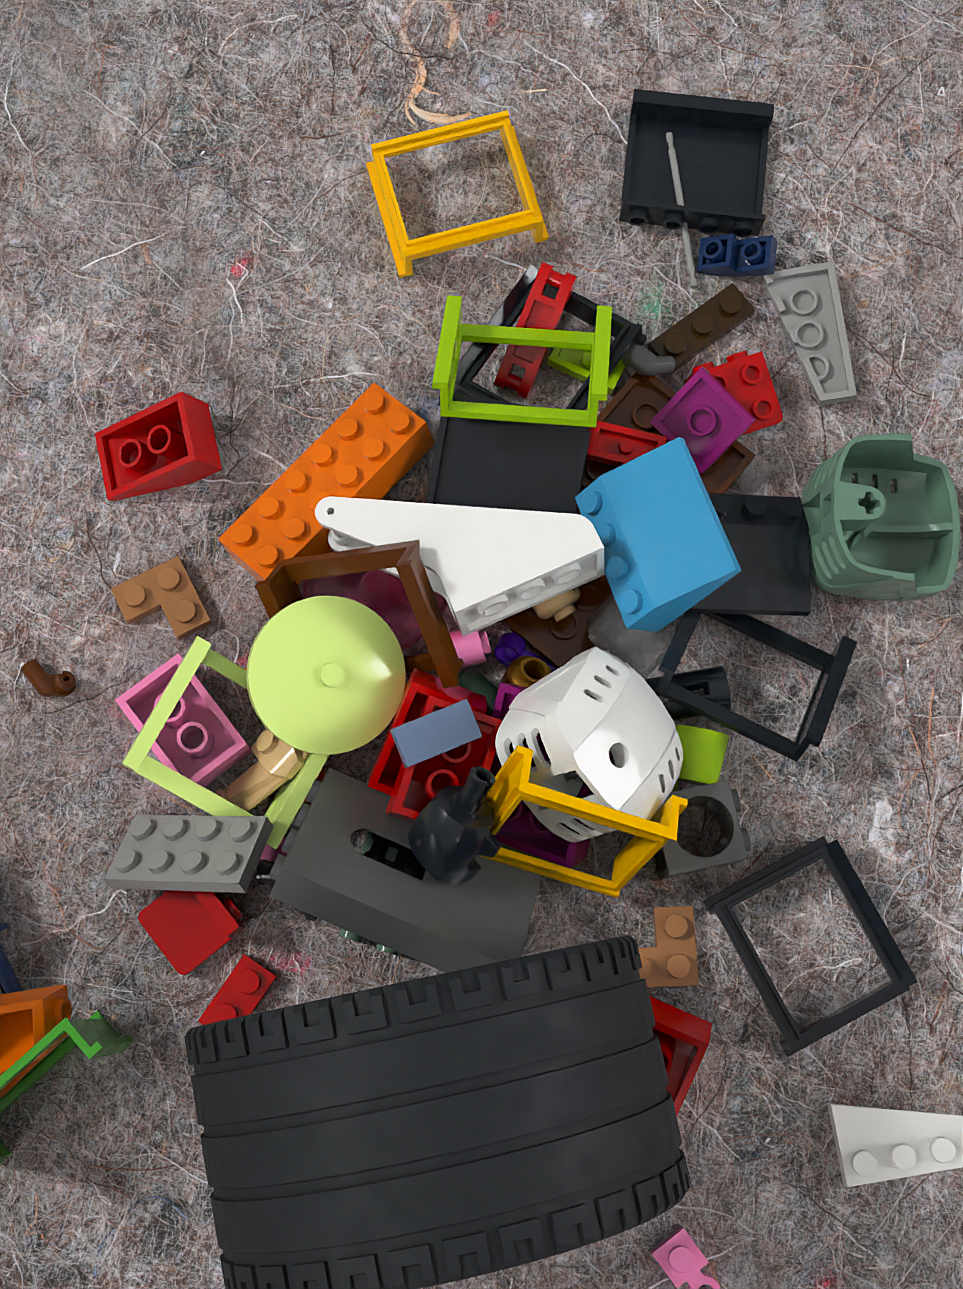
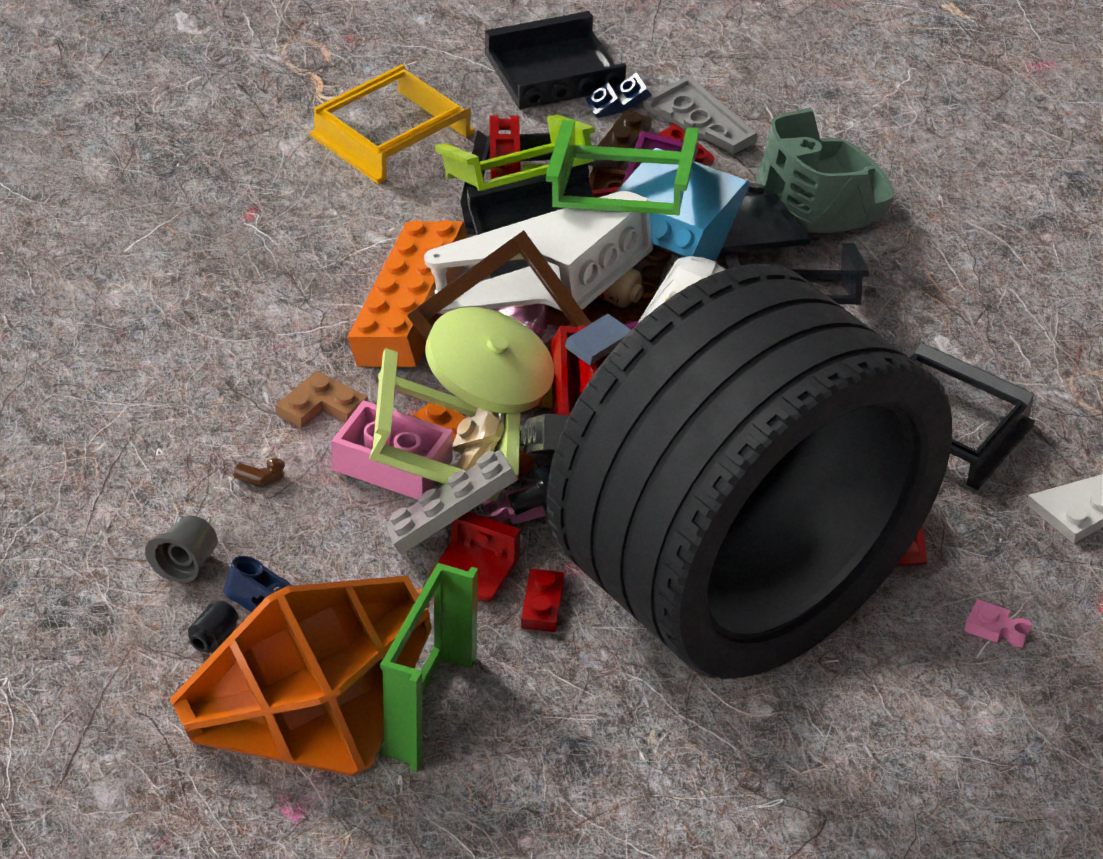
camera: 25 degrees left, 35 degrees down
(158, 448) = (260, 316): red slope -> none
(559, 411) = (566, 151): none -> bright green piece
(679, 198) = (576, 101): light grey piece -> none

